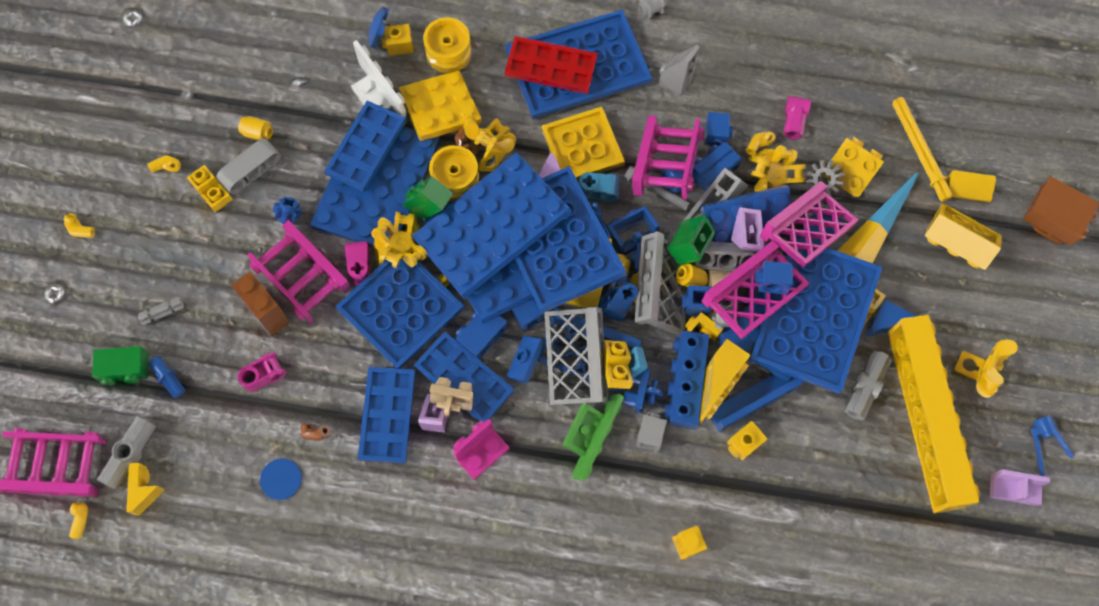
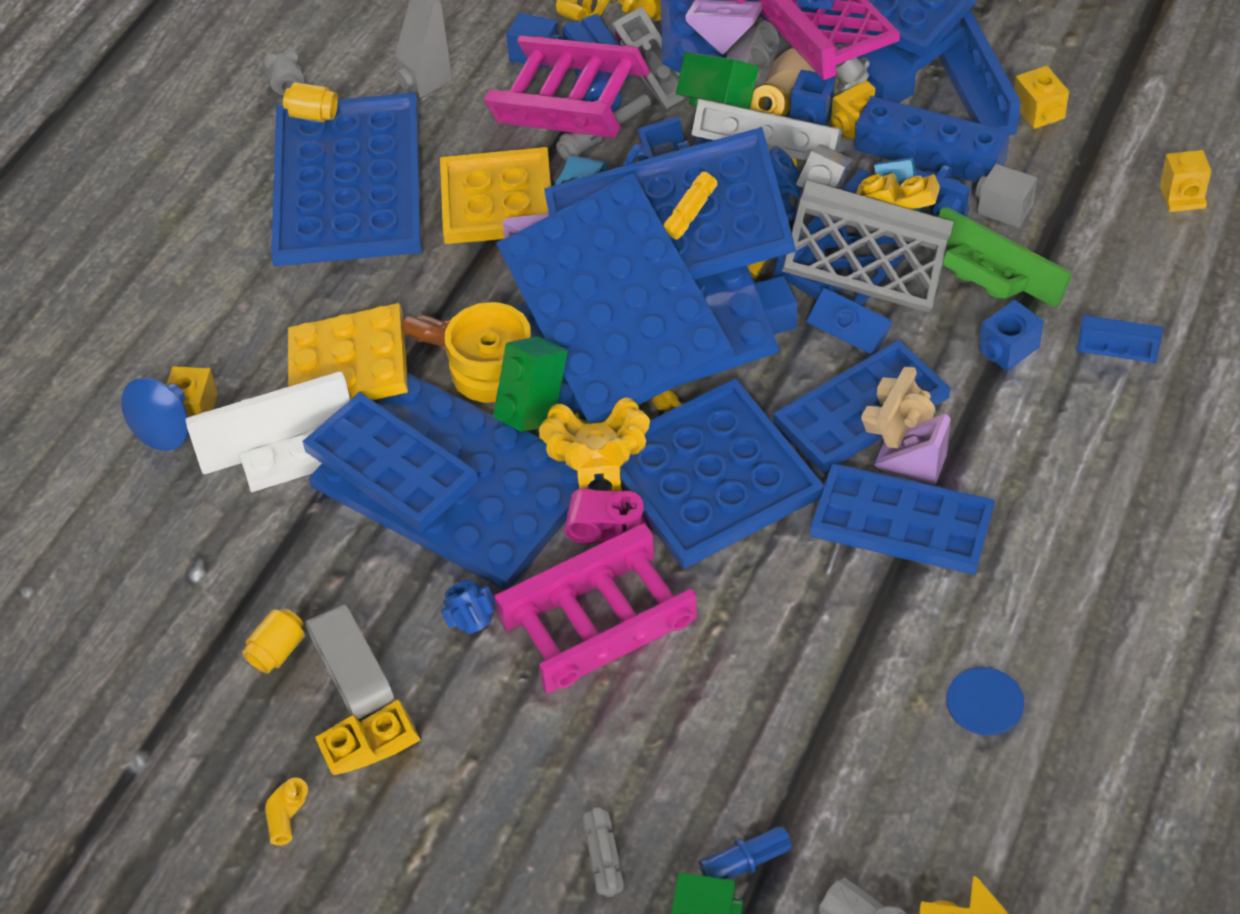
camera: 70 degrees left, 20 degrees down
(260, 303) = (653, 652): dark orange brick -> none
(262, 371) = (779, 688): dark pink piece -> none
(316, 435) = (917, 625): dark orange arm -> none
(447, 45) = (239, 325): yellow wheel -> none
(479, 449) = (990, 399): dark pink bracket -> none
(480, 337) = (792, 370): blue brick -> none
(495, 145) = (434, 294): yellow piece -> none
(535, 462) = (1010, 335): none -> blue brick
(545, 516) = (1119, 339): none -> blue plate
(551, 64) = (341, 196): red plate -> none
(556, 246) = (690, 205): none -> yellow axle
(620, 25) = (310, 102): none -> yellow brick
(622, 318) = (825, 167): none -> light grey brick
(721, 376) = (948, 85): yellow slope -> none

